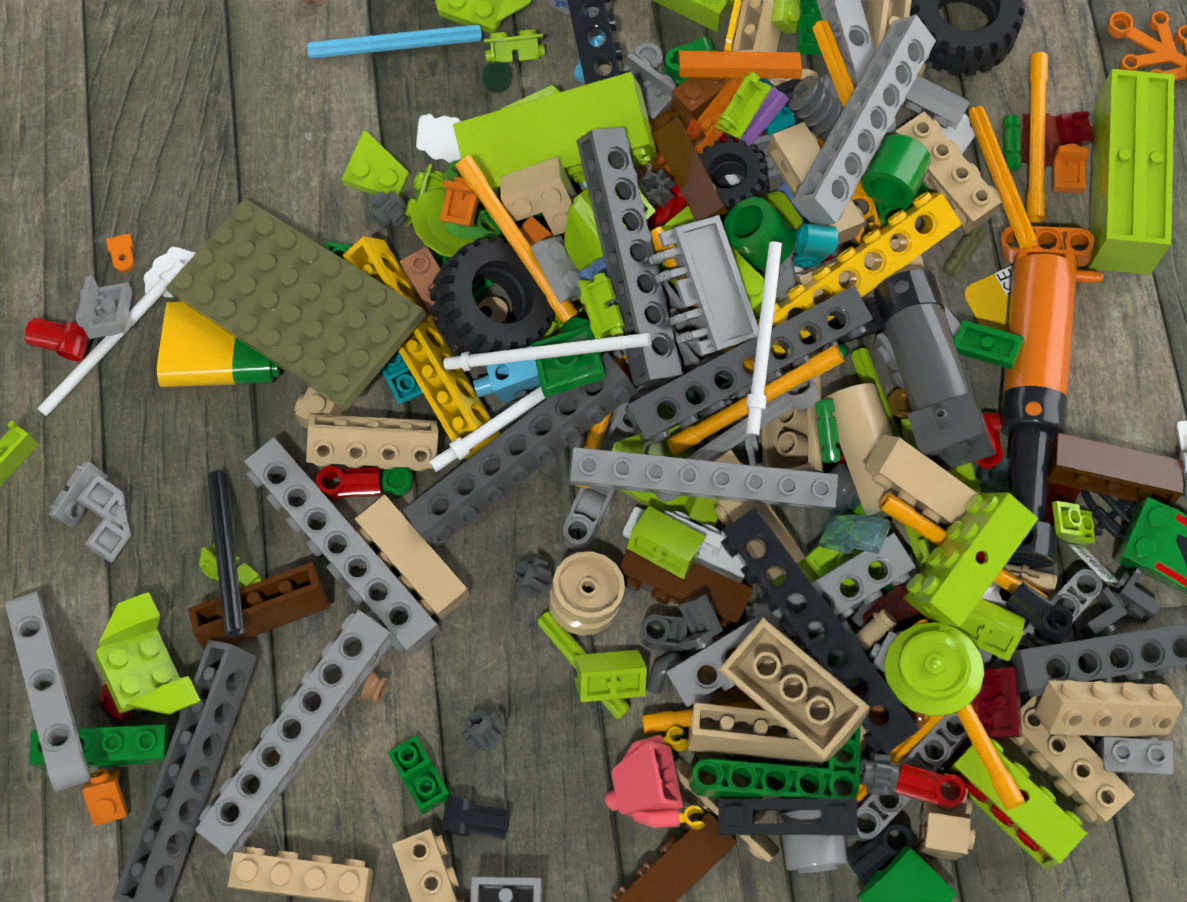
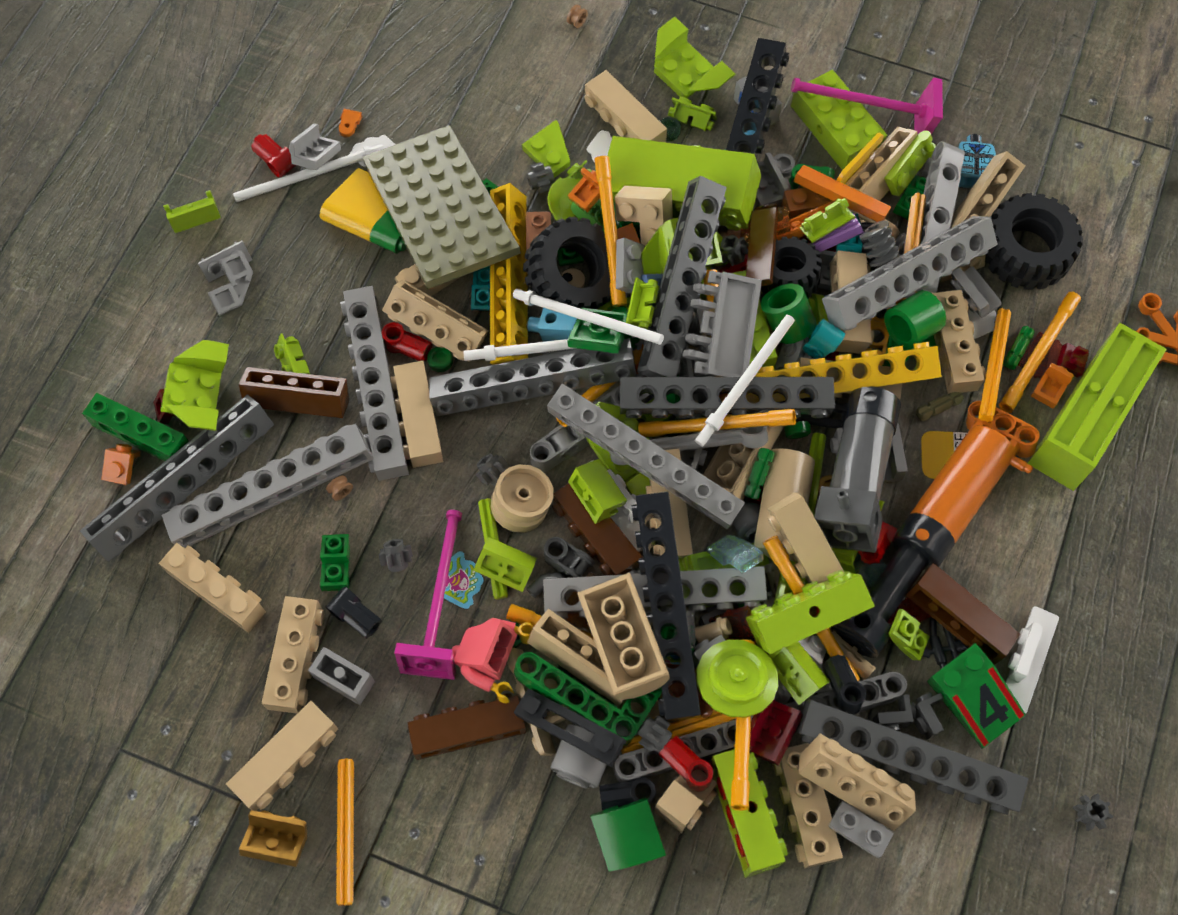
camera: 25 degrees right, 5 degrees down
(50, 706) = (121, 372): light grey beam -> none
(225, 554) = (292, 345): black axle -> none
(394, 41) = (620, 75): medium azure axle -> none
(437, 83) = (622, 109): none -> tan brick
(567, 719) = (462, 581): none -> sticker
(588, 827) = (427, 659): none -> dark pink tile
(701, 621) = (590, 558): dark grey bracket -> none
(988, 344) = (914, 473): green plate -> none
(1093, 563) = (909, 673): clear sticker -> none

